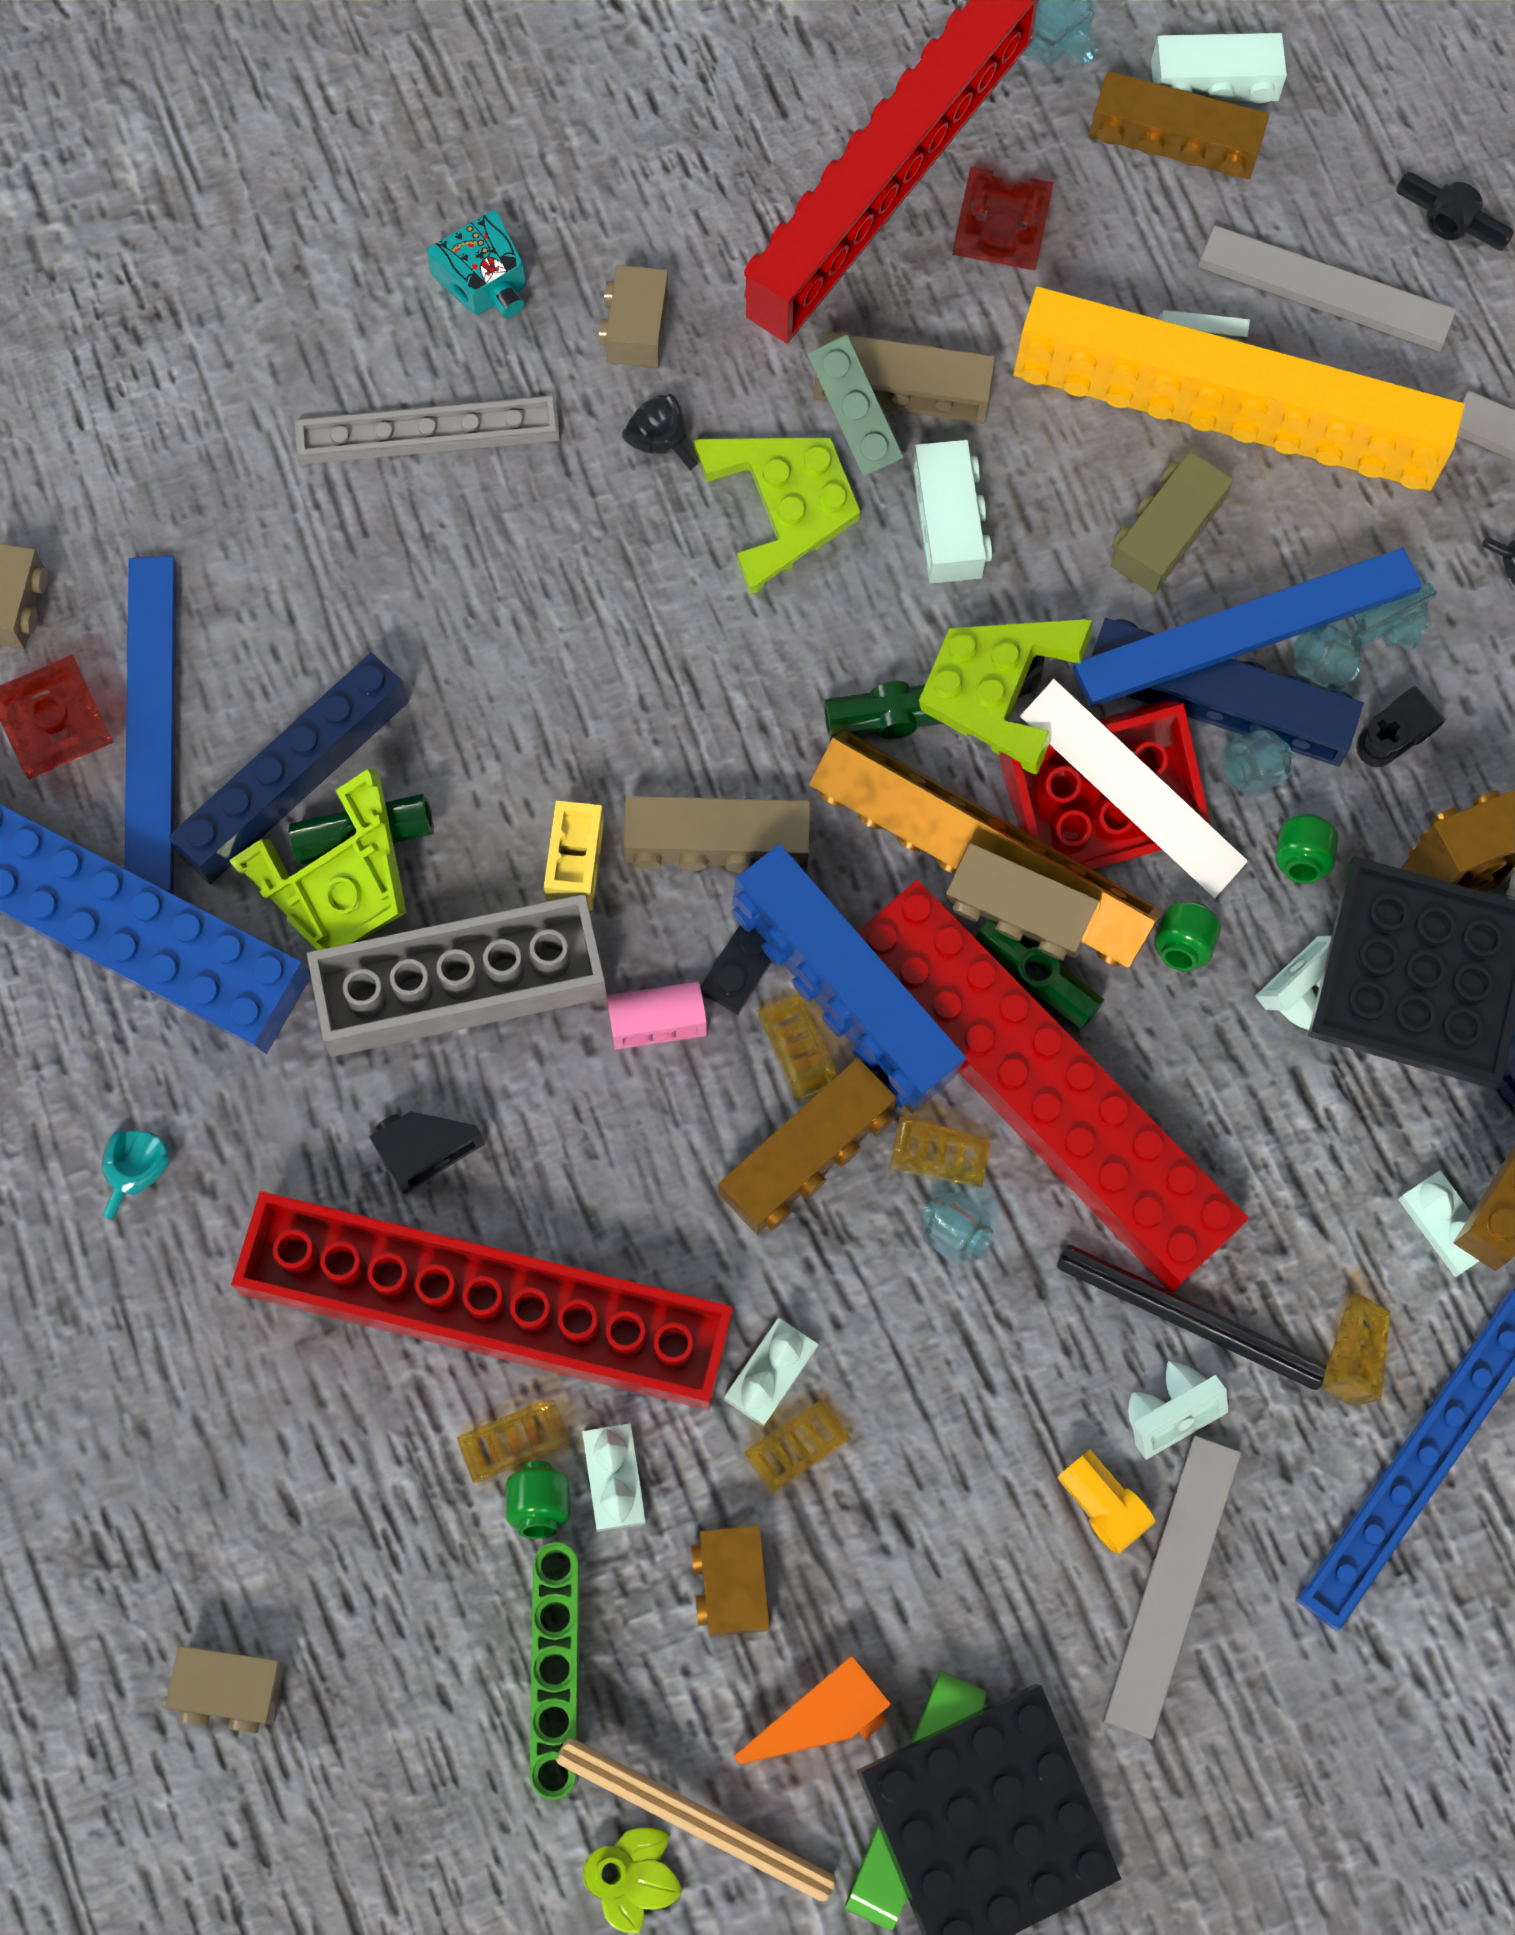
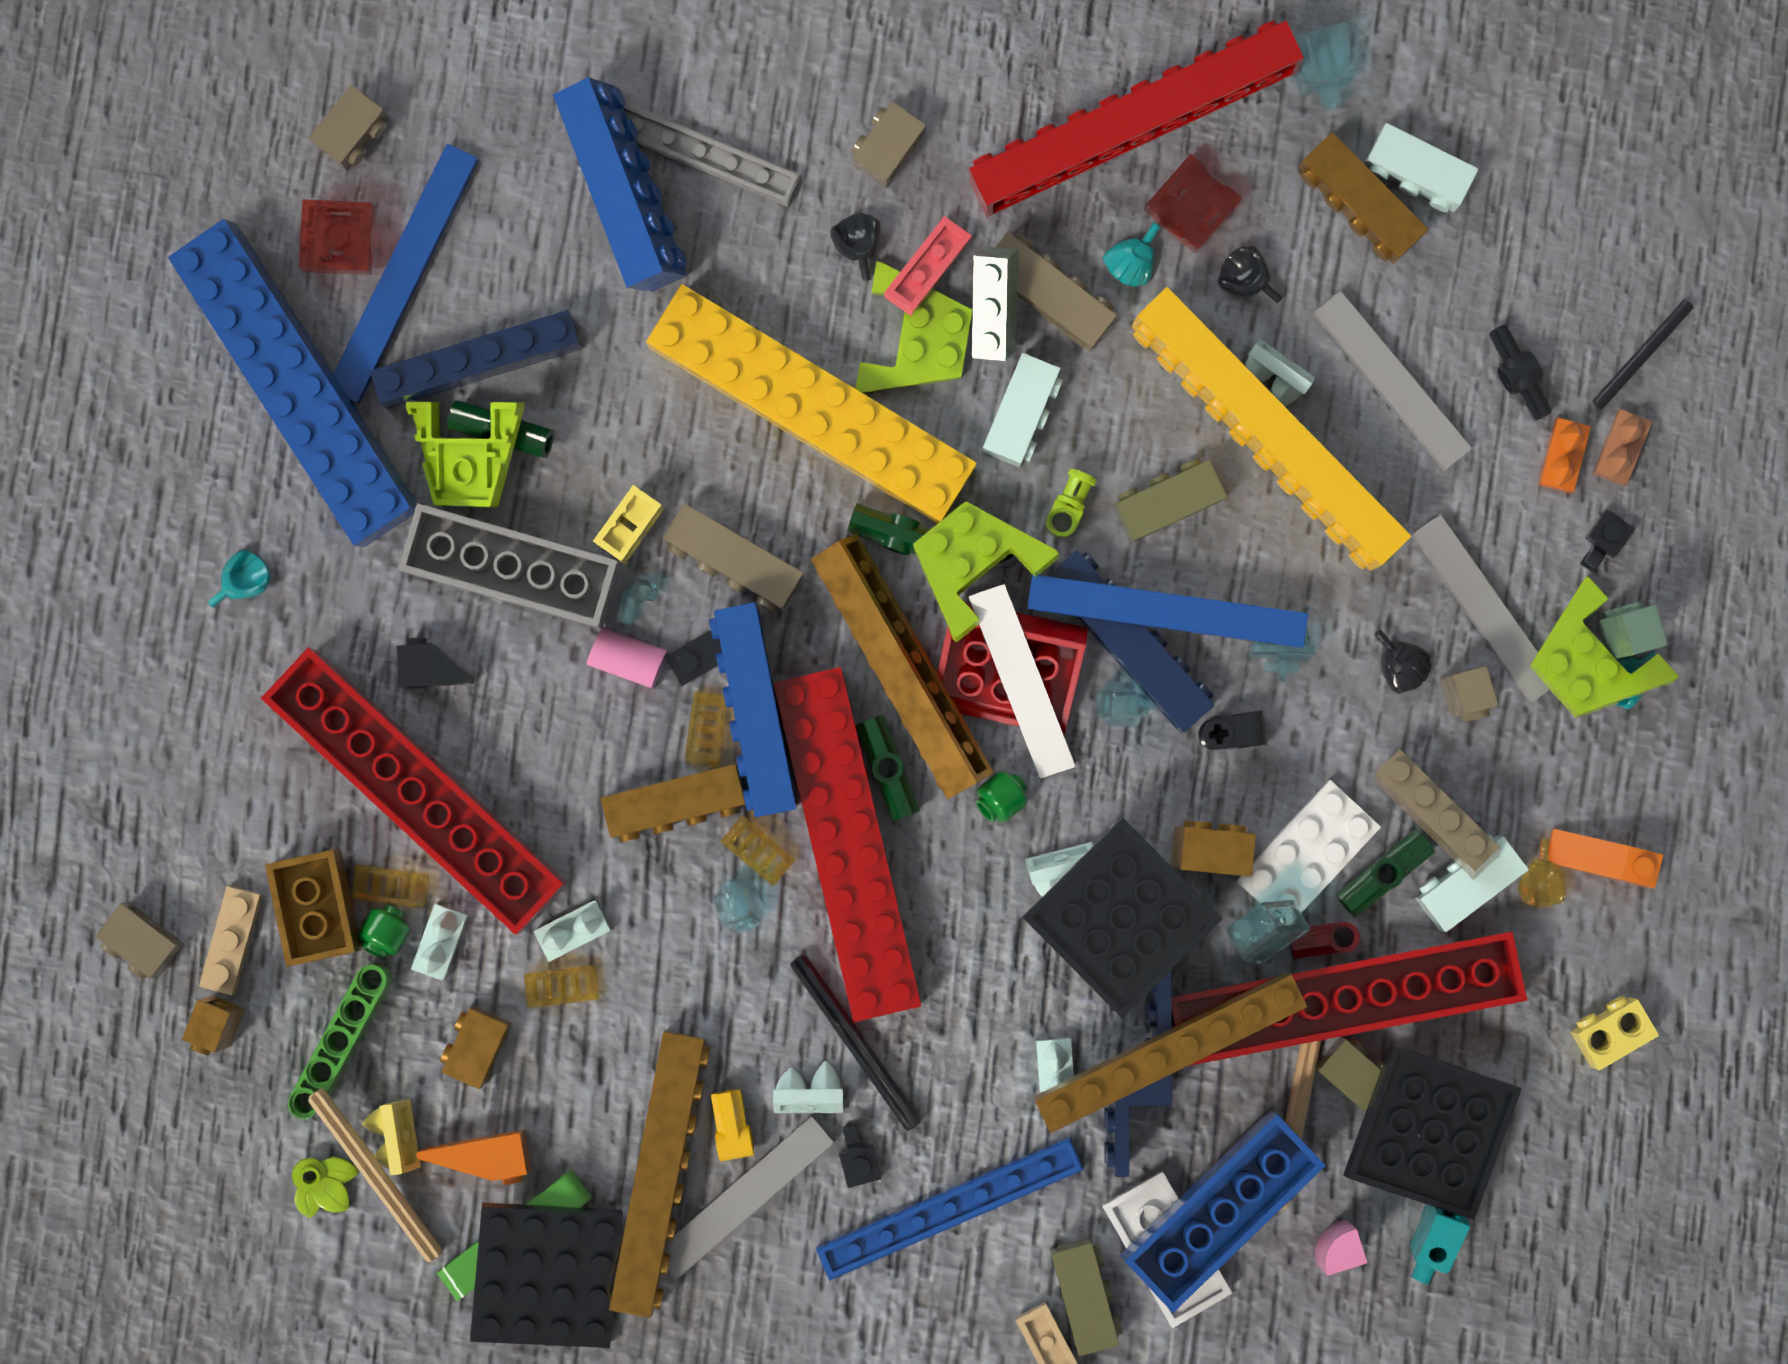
camera: 30 degrees right, 15 degrees up
(345, 1623) = (230, 940): none -> tan plate
(360, 490) = (621, 184): none -> blue brick
(380, 1738) = (212, 1025): none -> pearl gold brick
(432, 1515) = (313, 907): none -> pearl gold brick
(480, 267) = (801, 47): teal torso -> none
(623, 940) = (633, 597): none -> clear light blue arm
(684, 1739) = (397, 1126): none -> light yellow tile
(709, 621) = (810, 404): none -> yellow brick
(754, 414) = (927, 266): none -> coral plate
(973, 303) = (1132, 259): none -> teal piece
(1022, 903) = (896, 723): dark tan brick -> none
(1054, 1614) = (658, 1173): none -> pearl gold brick
(1063, 565) = (1071, 505): none -> lime connector
(1104, 256) = (1246, 274): none -> black piece
(1283, 1460) = (858, 1161): none -> black plate
(1306, 848) = (1117, 781): green head -> none
(1327, 657) = (1213, 658): clear light blue head -> none
(1357, 1369) = (931, 1123): clear yellow slope -> none

